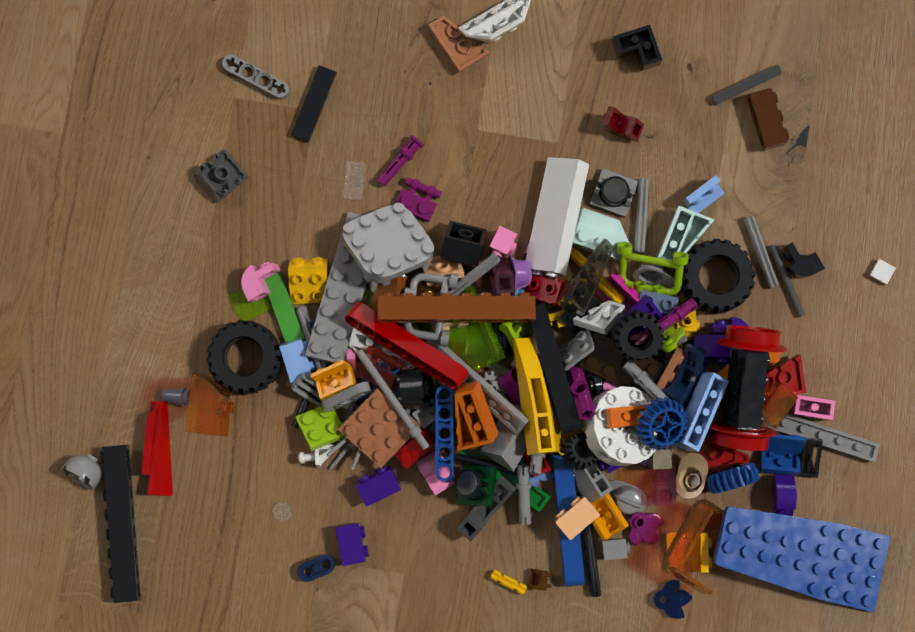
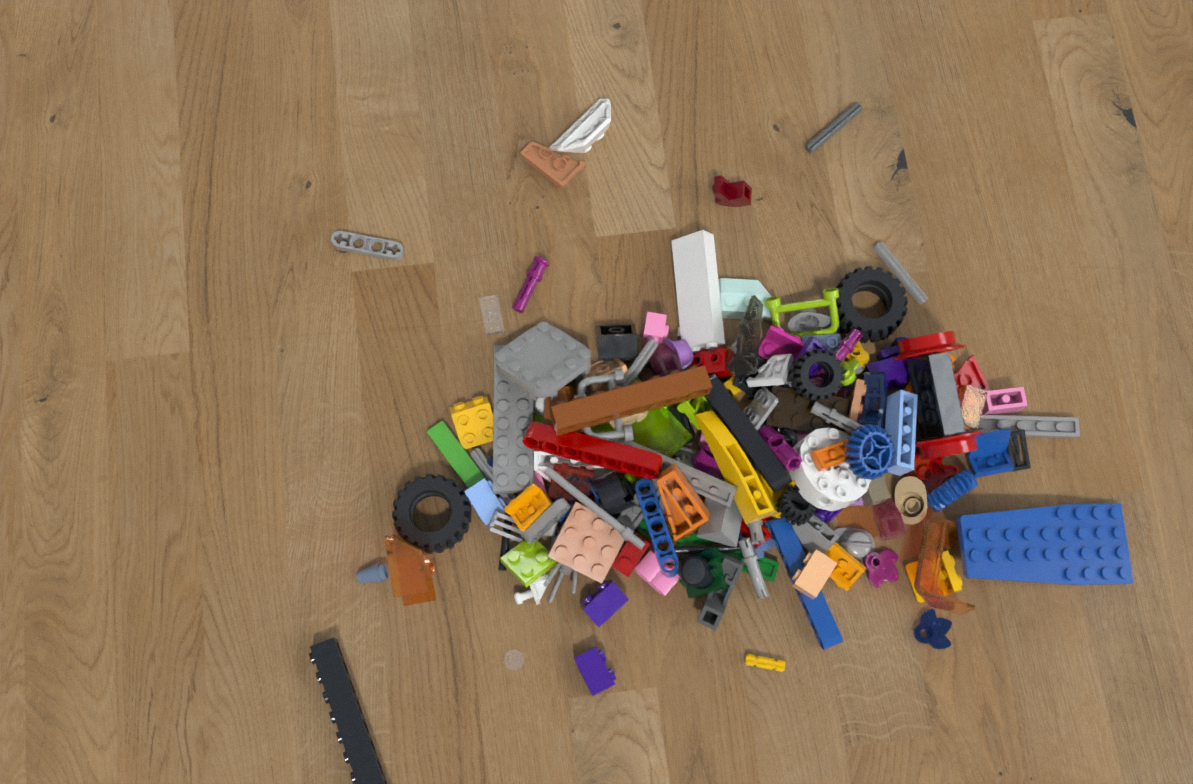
camera: 20 degrees left, 10 degrees down
(83, 470) = (296, 678): light grey cylinder -> none
(157, 451) = (368, 636): red wedge -> none
(220, 176) = (358, 347): dark grey slope -> none
(246, 309) = (422, 458): clear neon green piece -> none
(254, 282) = (420, 437): bright pink brick -> none
(314, 103) = (431, 255): black tile -> none
(316, 567) = (566, 707): dark blue plate -> none
(415, 204) = (563, 321): magenta plate -> none
(539, 578) = (795, 650): reddish brown tile -> none
(591, 561) = (841, 617): black axle -> none
(603, 284) = (765, 343): yellow axle -> none
(614, 191) = (744, 256): piece -> none
(615, 549) = (860, 596): light grey brick -> none
(638, 42) = (724, 116): black brick -> none
(641, 215) = (776, 269): light grey axle -> none
(683, 232) = (822, 272): light aqua wedge -> none
(704, 195) = (830, 235): light blue bracket -> none
(767, 119) = (864, 152): reddish brown brick -> none
(784, 494) = (1006, 491): dark purple brick -> none
(787, 281) = (934, 293): dark grey bar -> none
(801, 267) = (941, 275): black brick -> none
(882, 271) = (1019, 259): white tile -> none

